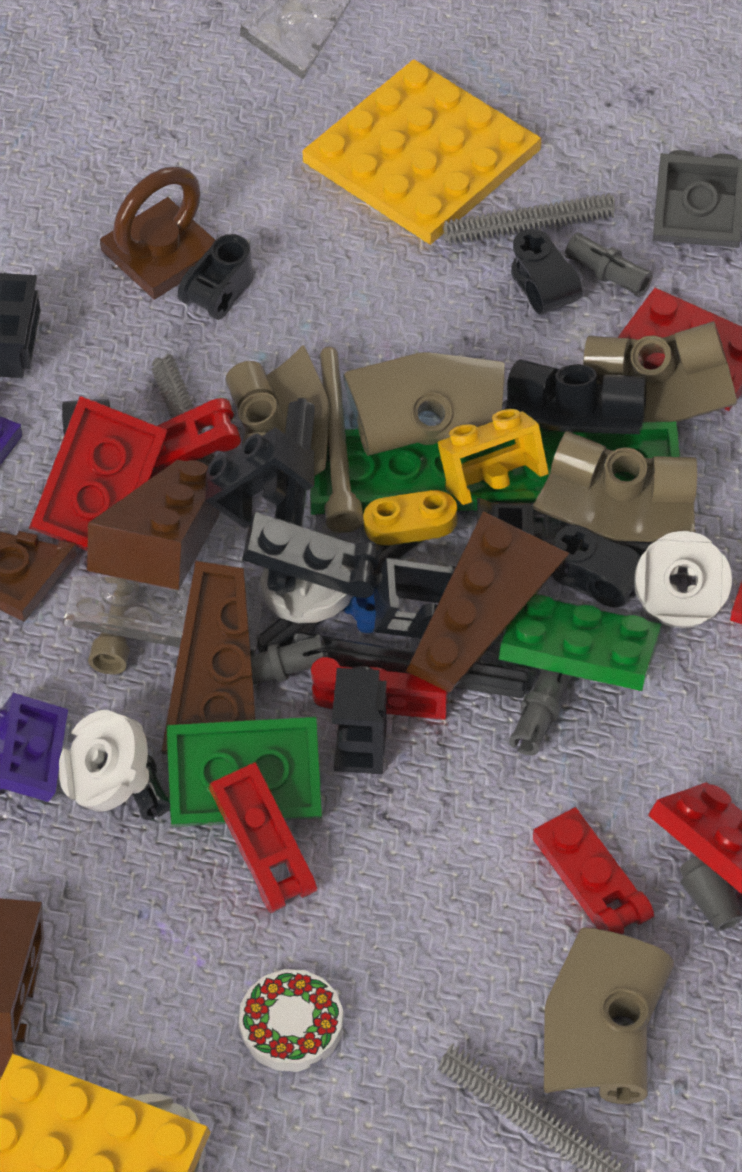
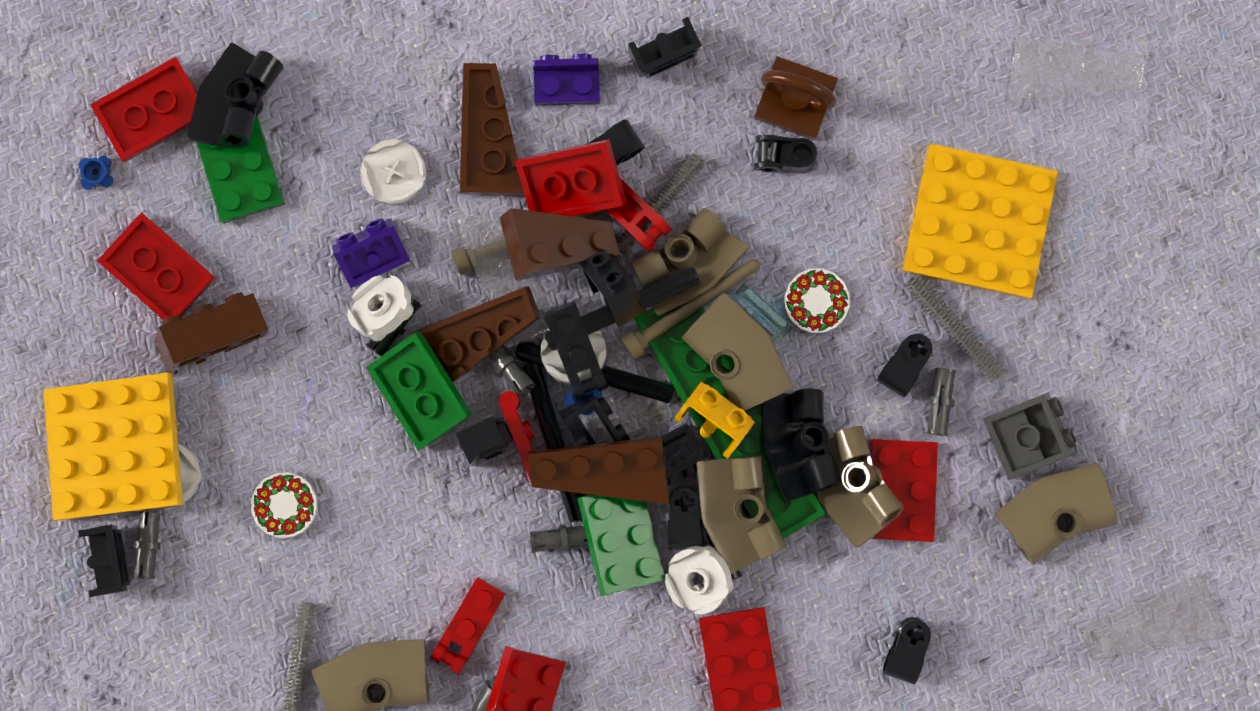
camera: 65 degrees right, 30 degrees up
(262, 836) = (381, 425): red plate -> none
(410, 517) = (653, 387): yellow plate -> none
(411, 325) = (816, 301): none -> tile

